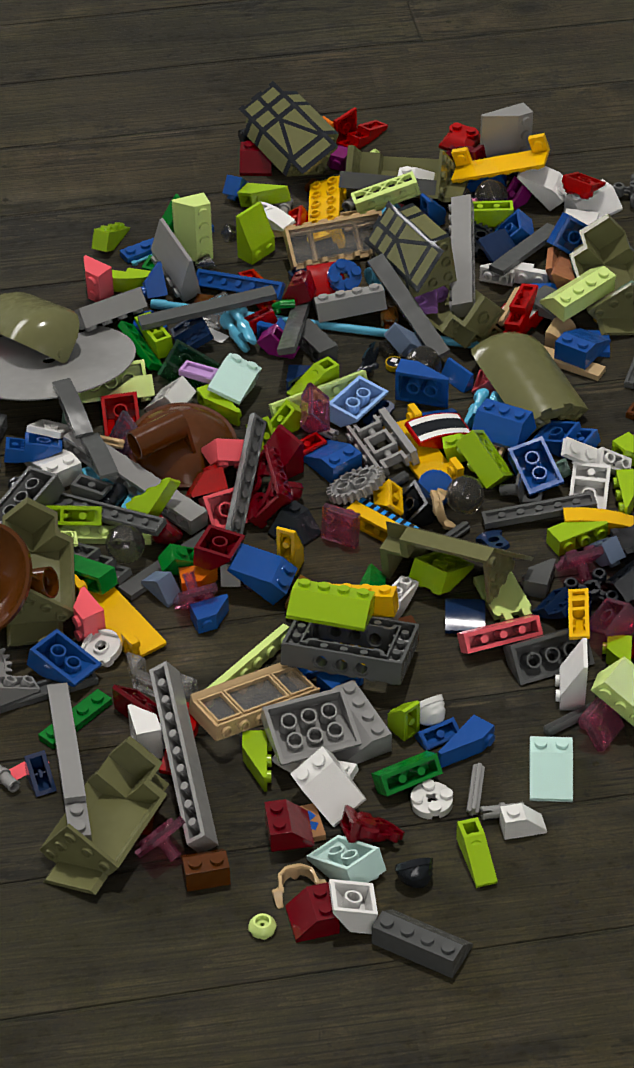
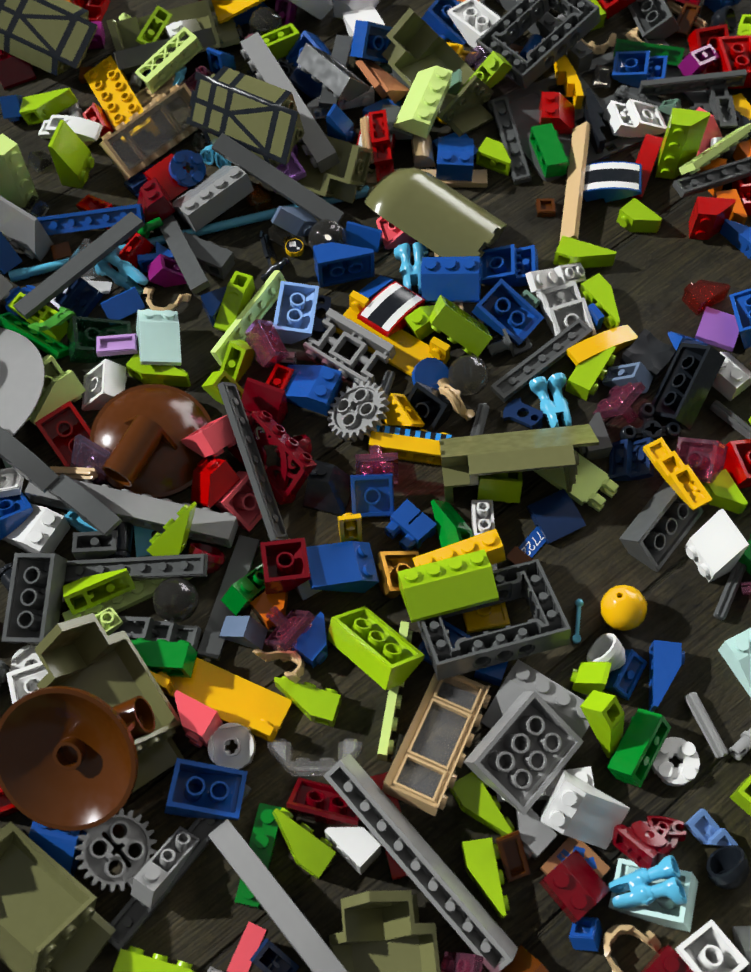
camera: 30 degrees left, 20 degrees up
(111, 726) = (307, 850): none -> lime slope
(163, 336) = (56, 320): none -> bright green helmet
(182, 649) = (317, 704): none -> lime slope
(183, 620) = (285, 656): none -> tan helmet
(220, 350) = (123, 304): none -> blue slope
(231, 788) = (482, 868): none -> lime slope
(249, 628) = (374, 646): none -> lime slope
(256, 791) = (513, 856): none -> reddish brown tile
(273, 364) = (150, 290): none -> tan helmet
(275, 861) = (586, 934): none -> blue slope
(283, 786) = (533, 833): none -> light grey slope
(325, 542) = (372, 494): none -> blue tile
(340, 570) = (411, 524): none -> blue hips
(353, 839) = (642, 893): none -> medium azure piece
(388, 737) = (605, 719): none -> lime slope
(391, 164) = (155, 26): none -> lime slope
(418, 697) = (576, 637): none -> medium azure hinge
(420, 847) = (707, 831): none -> medium blue slope
(431, 628) = (533, 542): none -> blue sticker
(467, 687) = (623, 607): none -> yellow piece
(496, 287) = (339, 125): none -> blue slope
(500, 634) = (607, 525): coral brick -> none
(514, 246) = (331, 73): none -> slope
(522, 527) = (550, 408): none -> medium azure piece
(612, 499) = (596, 316): none -> blue tile
(618, 358) = (493, 156): none -> lime slope

